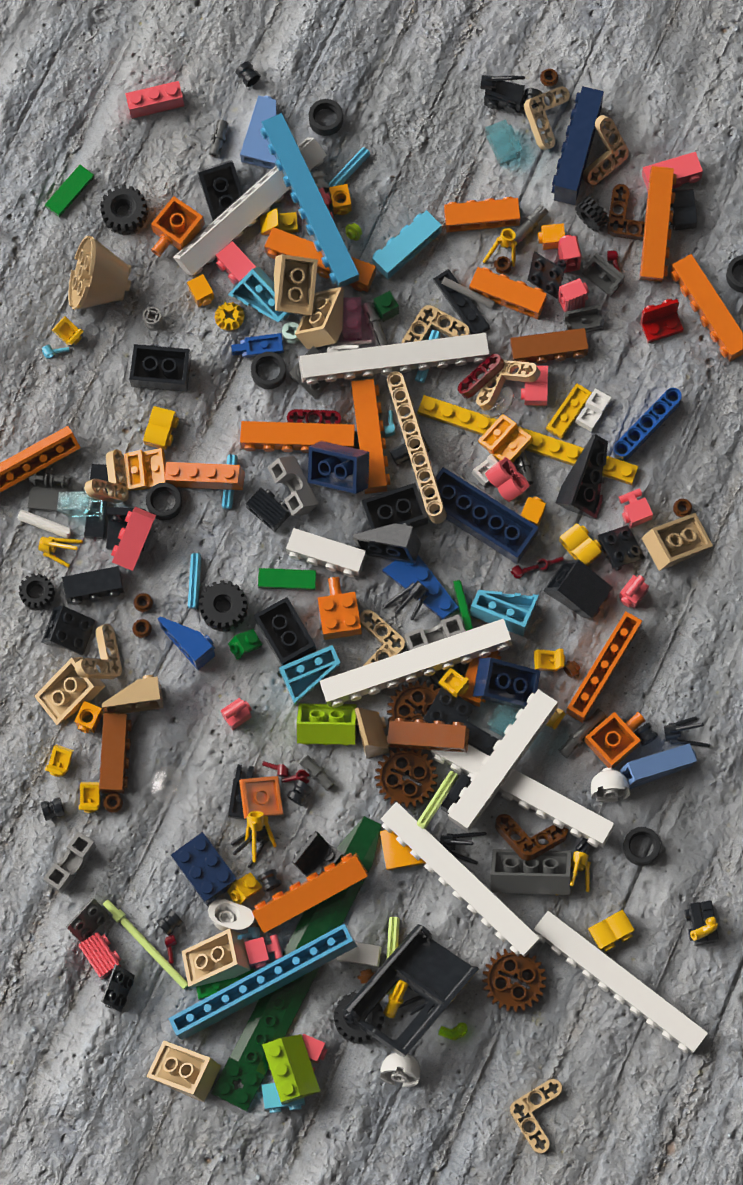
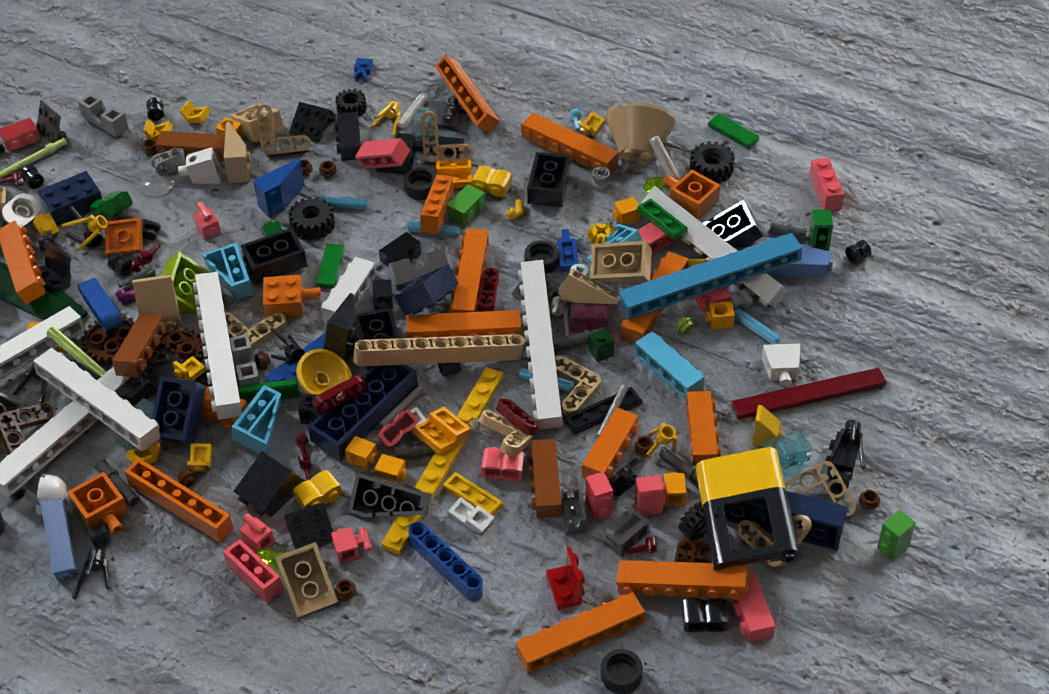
camera: 90 degrees right, 25 degrees down
(99, 353) = (568, 142): none -> orange brick
(134, 251) = (664, 157): none -> white axle
(144, 776) = (169, 161): none -> light grey piece
(153, 268) = (651, 182): none -> clear neon green arm
(154, 725) = (202, 167): none -> white torso
(196, 449) = (466, 204): none -> bright green brick
(199, 399) = (517, 212): none -> yellow arm
(214, 820) = (111, 204): none -> green brick
(221, 252) = (662, 219): none -> green tile
(227, 104) = (821, 229): none -> green brick
(325, 104) = (816, 298): black tyre -> none
(330, 518) = (382, 294): none -> black brick
(341, 773) = (125, 296): none -> magenta arm
(366, 795) = (100, 304): none -> blue beam
(398, 144) = (781, 362): none -> white torso
(421, 622) = (261, 359): none -> reddish brown plate
(429, 124) = (809, 393): none -> dark red tile
(446, 556) = (321, 366): none -> yellow dish
(483, 159) = (766, 427): none -> yellow slope
(483, 529) = (330, 398): none -> dark red beam
(484, 566) = (306, 411): none -> black brick
(551, 483) = (391, 467): none -> light orange brick
(568, 170) = (741, 480): none -> piece
(595, 54) = (896, 535): none -> bright green brick
(655, 577) = (269, 556): none -> clear neon green arm
(676, 585) = (253, 571): none -> coral brick

